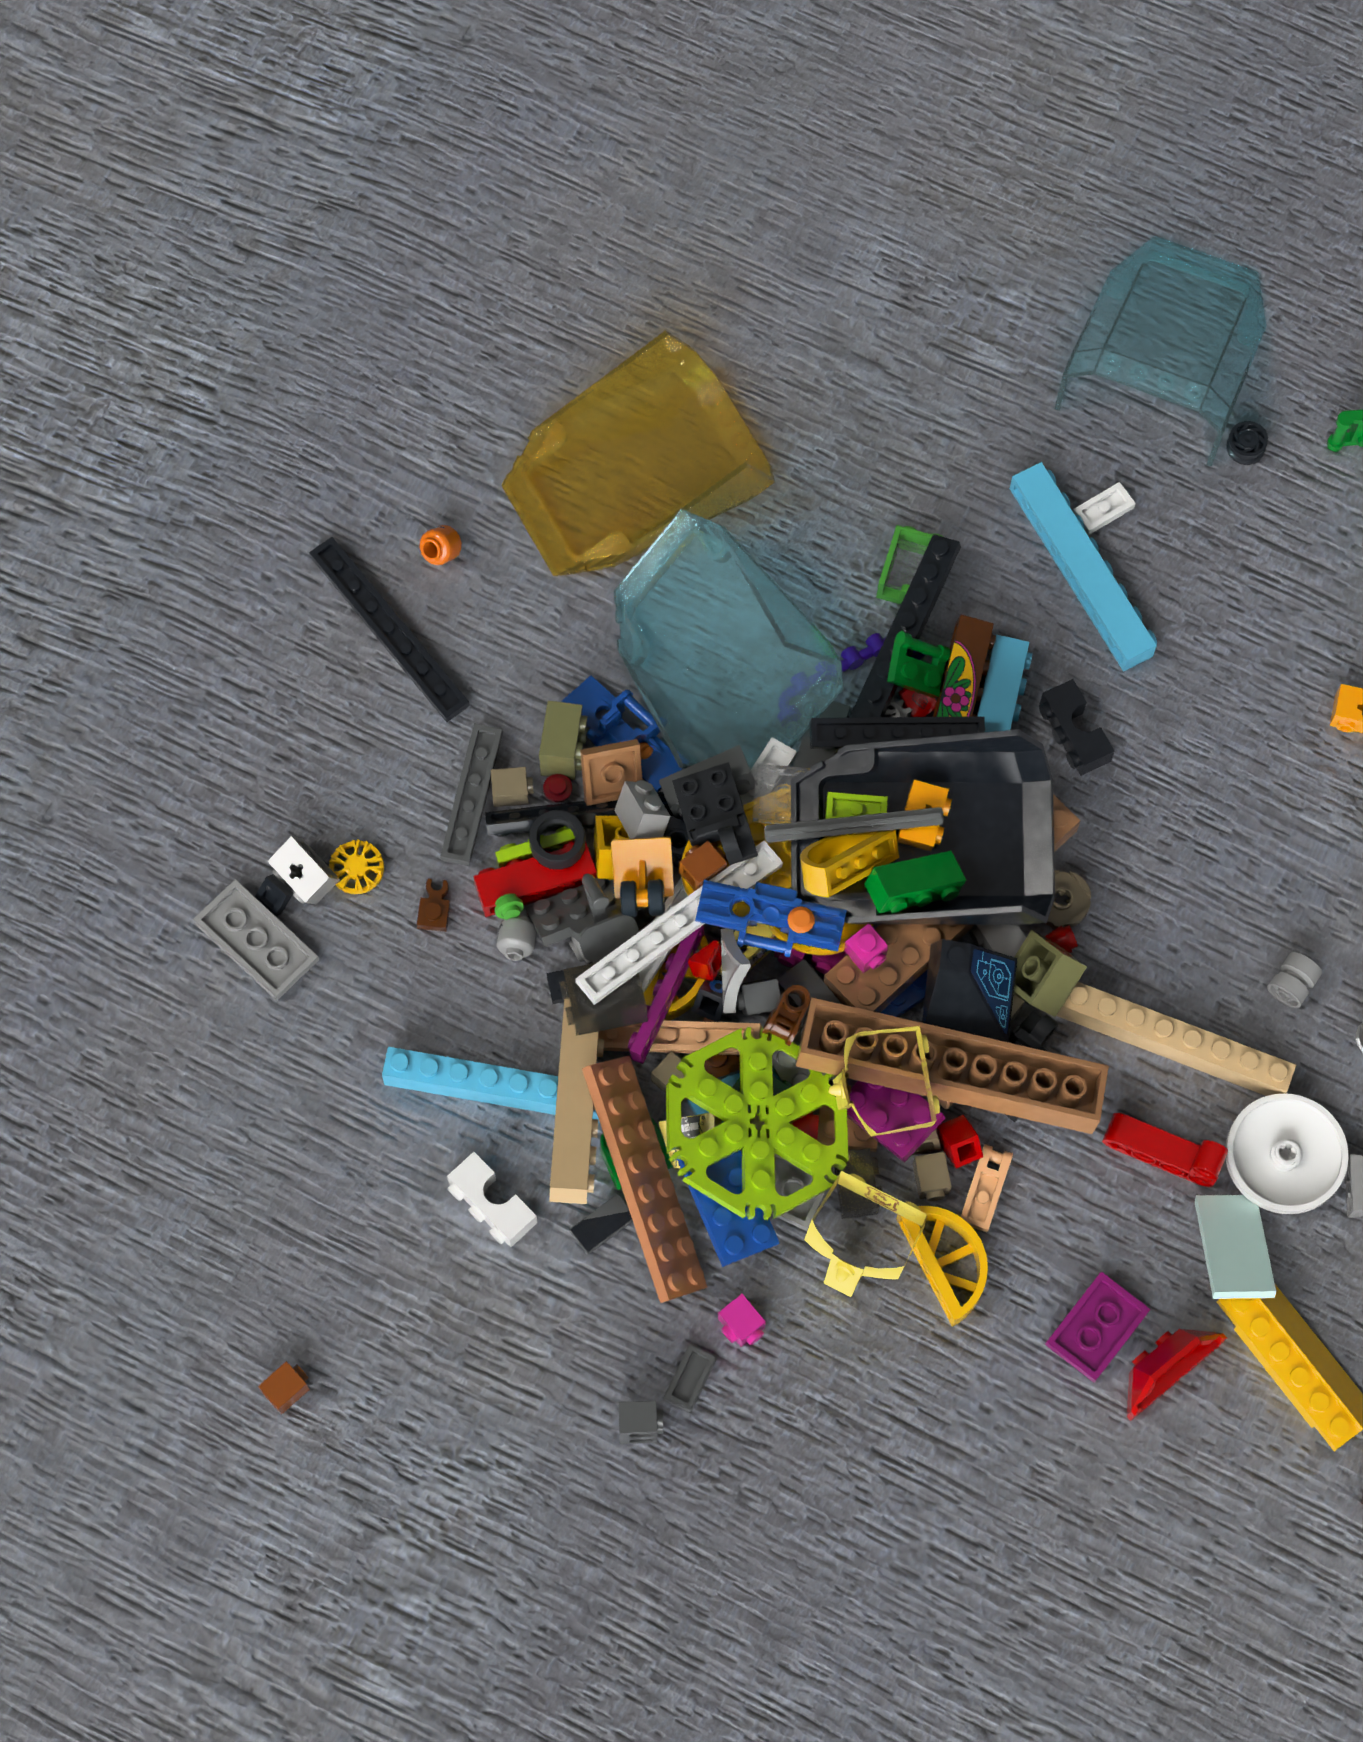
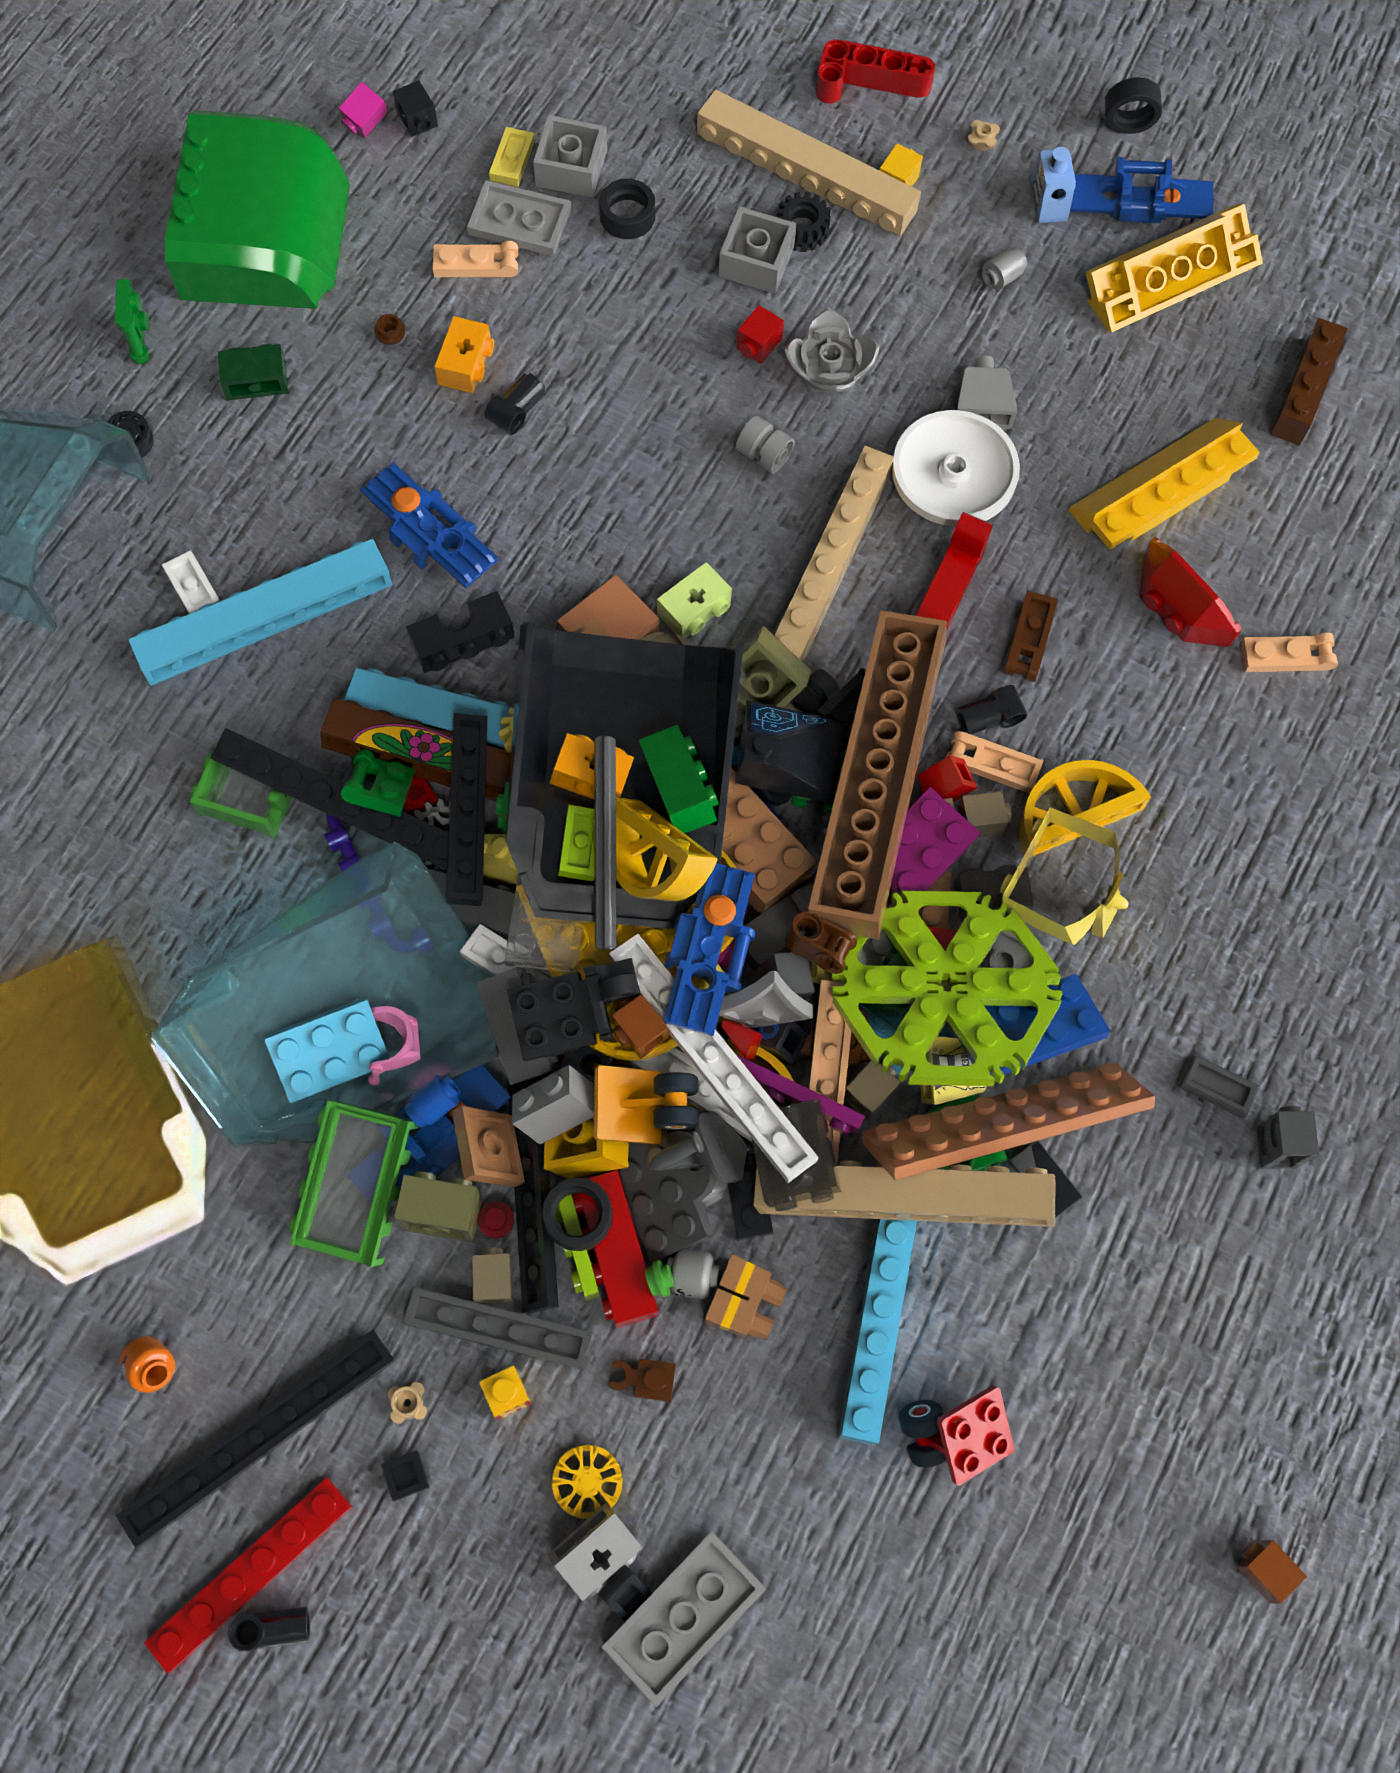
camera: 90 degrees left, 0 degrees up
(251, 650) = (274, 1629): none -> black piece
(291, 634) = (247, 1575): none -> red plate
(360, 734) = (405, 1476): none -> black plate
(388, 1146) = (966, 1437): none -> plate
(409, 727) = (399, 1395): none -> tan plate
(421, 800) = (505, 1392): none -> yellow brick
(497, 975) = (740, 1315): none -> medium nougat hips
(507, 1220) = (1049, 1289): white arch -> none
(582, 672) = (351, 1182): none -> window
(643, 723) = (432, 1101): none -> blue brick
(688, 647) = (326, 1049): none -> medium azure plate
(696, 711) = (408, 1029): none -> bright pink helmet
(741, 1322) = (1157, 1025): dark pink brick -> none
(842, 1090) = (912, 882): light yellow piece -> none
(866, 949) = (747, 846): dark pink brick -> none
(1039, 1195) = (1000, 708): none -> black piece
(1097, 849) = (615, 609): none -> nougat panel
(1097, 1327) = (1141, 663): magenta plate -> none
(1118, 1225) = (1031, 635): none -> reddish brown plate
(1121, 908) = (694, 601): none -> yellowish green brick
(1121, 1470) = (1288, 653): none -> light nougat plate
(1171, 685) = (422, 532): none -> blue piece
(1234, 1247) = (1062, 520): light aqua tile -> none
(1309, 755) = (510, 410): none -> black piece
(1324, 535) = (253, 372): none -> dark green brick

